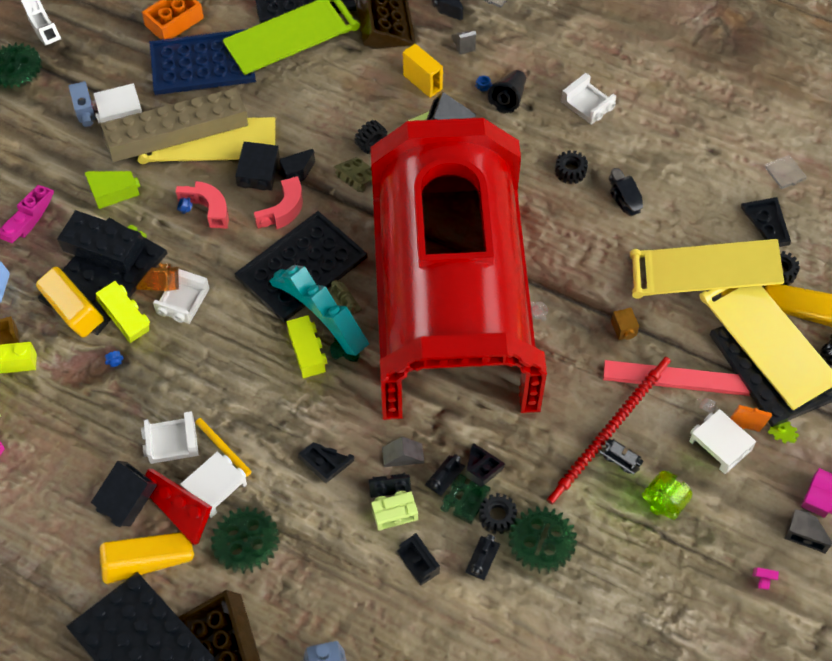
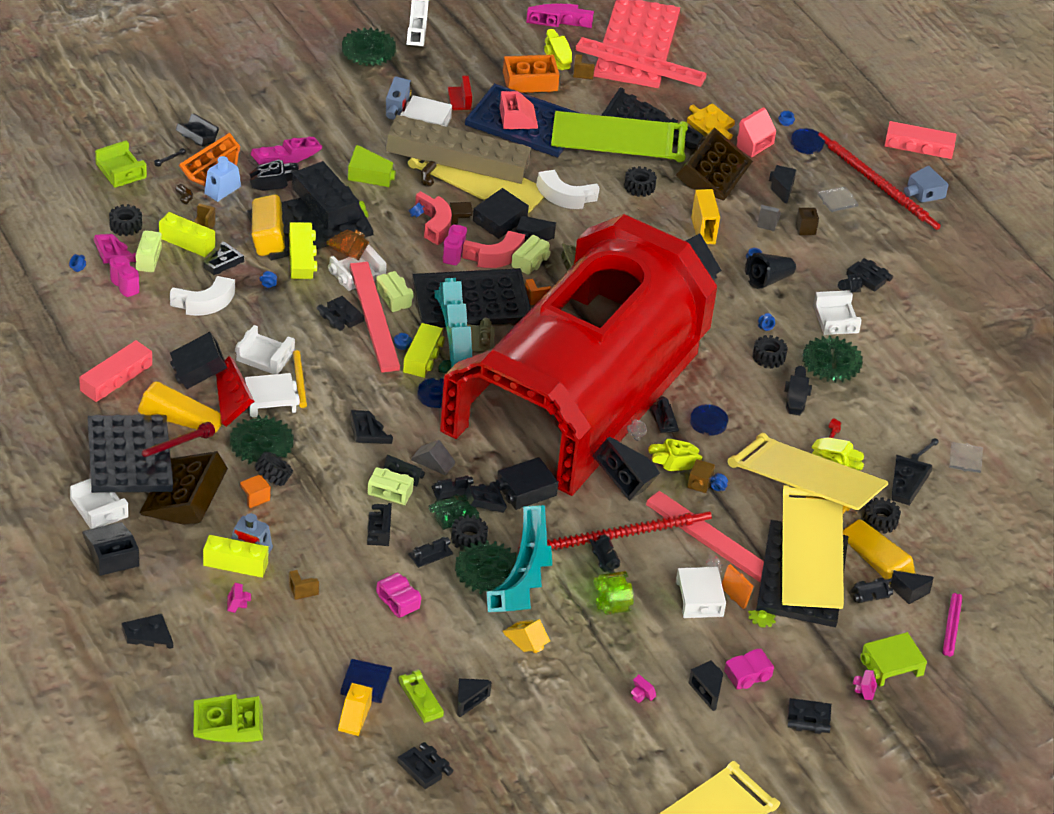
camera: 30 degrees right, 15 degrees down
(34, 246) = (272, 175): none -> black hinge
(53, 555) = (115, 371): none -> coral brick
(56, 363) = (223, 259): none -> black wing
(77, 419) = (204, 301): none -> white arch
(129, 67) = (461, 97): none -> red panel
(163, 156) = (426, 172): none -> dark brown arm
(186, 565) = (204, 431): none -> dark red piece
(194, 59) = (517, 111): none -> coral slope
(204, 348) = (344, 313): none -> black plate
(224, 183) = (460, 210): none -> dark brown panel
(233, 301) = (394, 291): none -> yellowish green brick
(237, 339) = (374, 317): none -> coral tile
(245, 221) = (454, 244): none -> dark pink brick
(281, 351) = (402, 341): none -> blue plate
(284, 567) = (273, 468): none -> black tyre
(284, 600) = (257, 490): none -> orange panel
(290, 116) = (563, 194): none -> white arch
(314, 191) = (531, 254): none -> yellowish green brick
(340, 73) = (640, 181): none -> black tyre
(349, 382) = (431, 392): none -> clear blue tile
(350, 225) = (534, 293): none -> orange panel
(496, 27) = (807, 221): none -> dark brown panel
(496, 625) = (398, 594): none -> dark pink brick
(500, 427) = (527, 483): none -> black brick
(544, 140) = (769, 324): none -> blue plate
(547, 283) = (665, 416): none -> black hinge
(578, 67) = (853, 283): none -> black hinge
(578, 361) = (626, 467): none -> black slope
(579, 48) = (871, 275): none -> black plate
(581, 262) = (709, 419): none -> clear blue tile
(587, 532) = (526, 573): none -> teal arch
(590, 317) = (675, 455): none -> neon yellow hinge
(621, 144) = (845, 357): none -> clear green gear
(632, 588) = (528, 635): none -> yellow slope
(642, 319) = (719, 482): none -> blue plate
(676, 205) = (835, 426): none -> red hand
(704, 232) = (839, 452): none -> neon yellow hinge
(752, 196) = (934, 442): none -> black hinge

